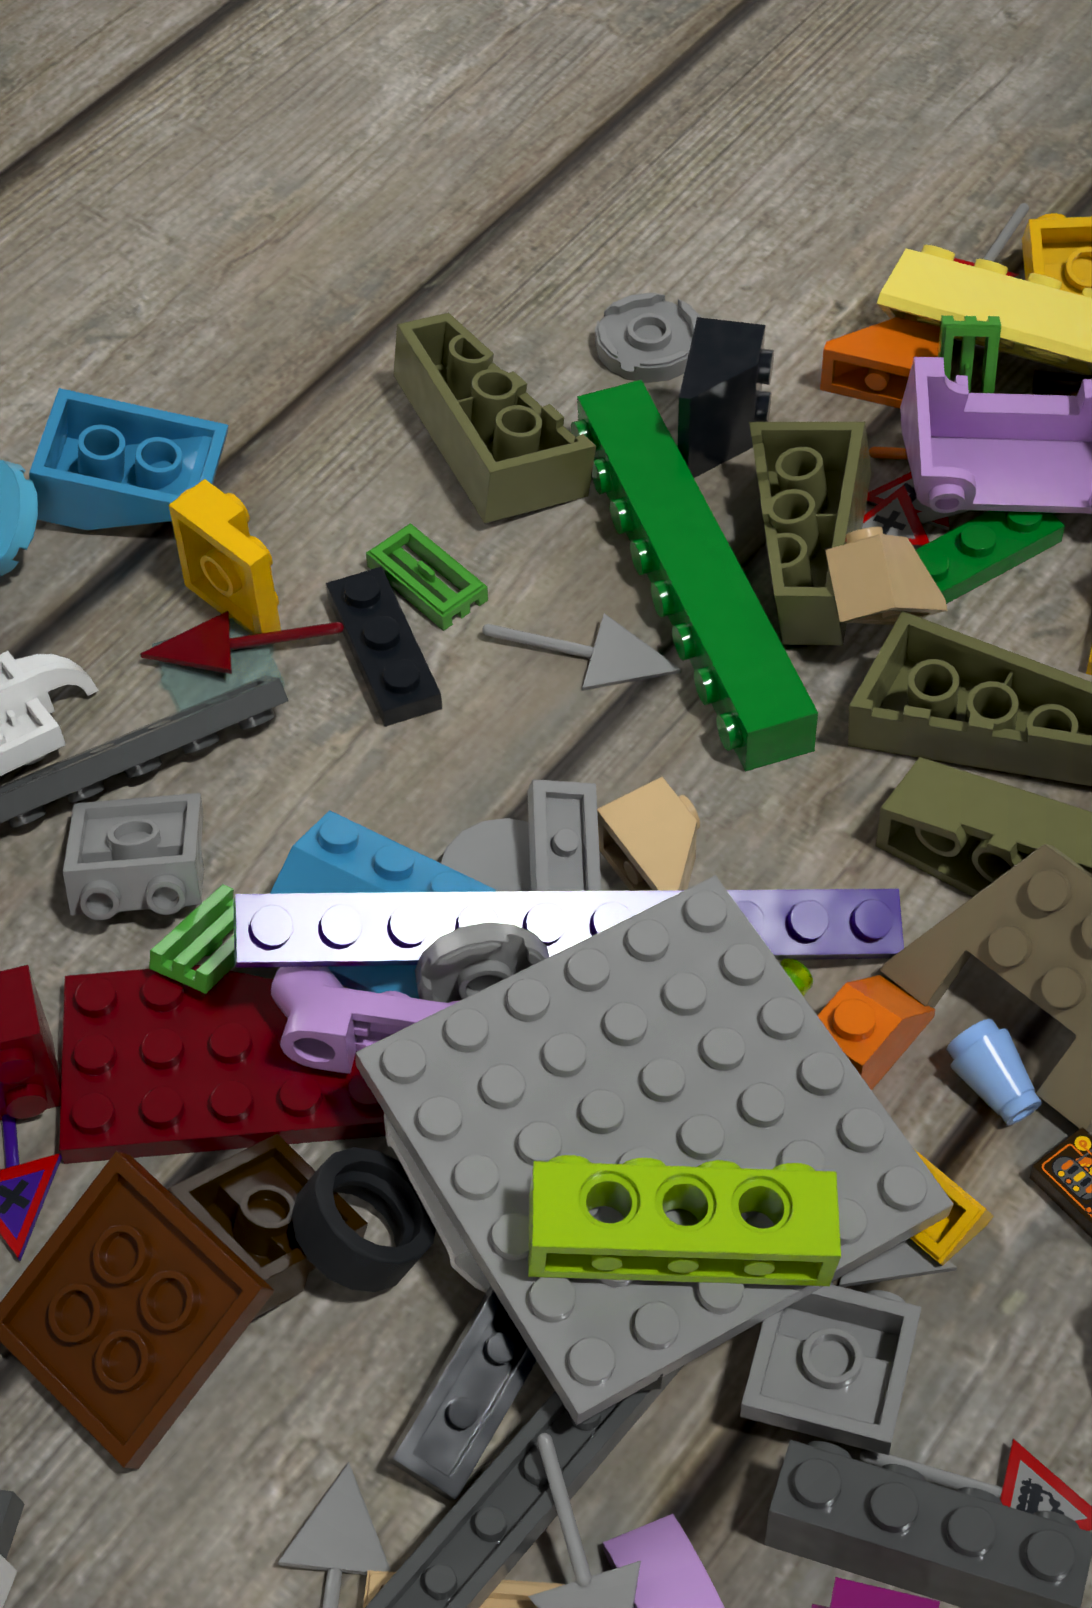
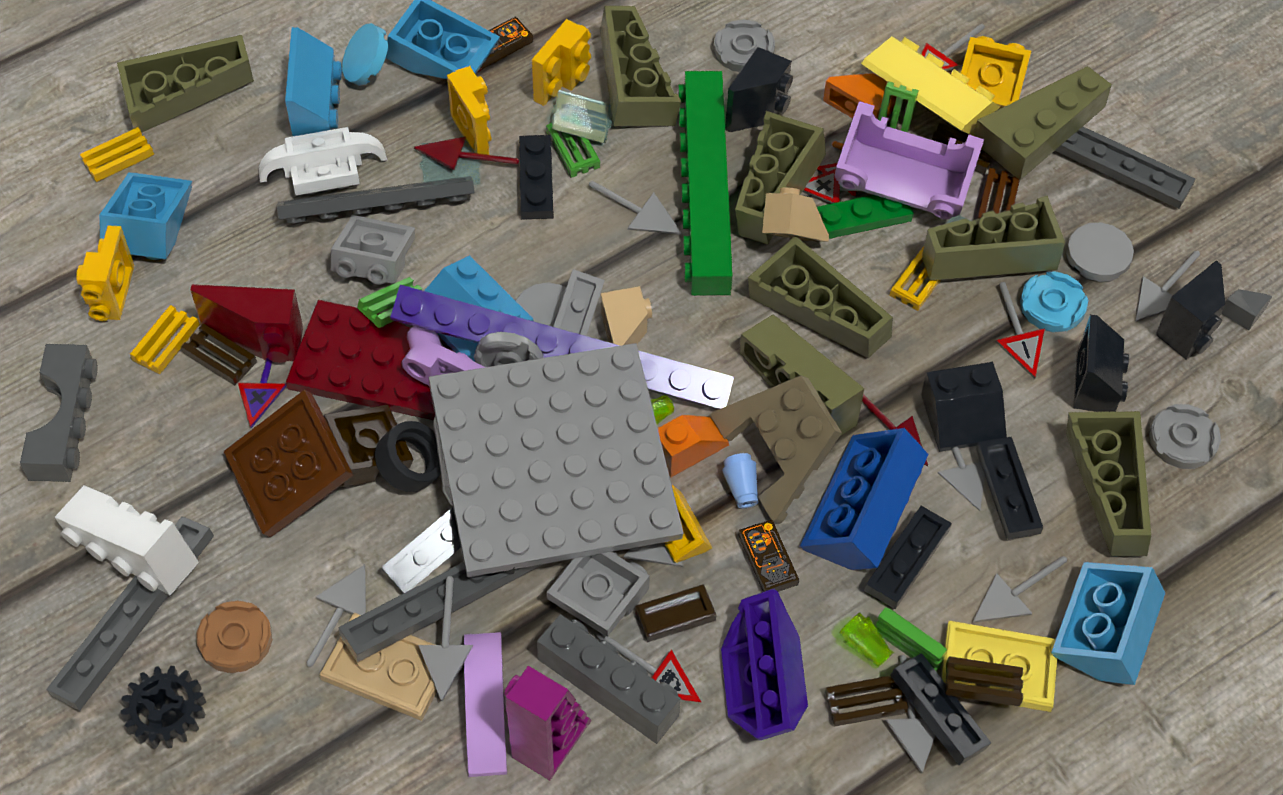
camera: 15 degrees right, 5 degrees up
(249, 427) = (512, 38): none -> dark brown tile
(356, 437) = (561, 61): none -> yellow plate
(423, 521) = (581, 116): none -> clear light blue piece
(648, 1246) = (556, 516): lime brick -> none
(986, 1364) = (675, 613): none -> dark brown tile

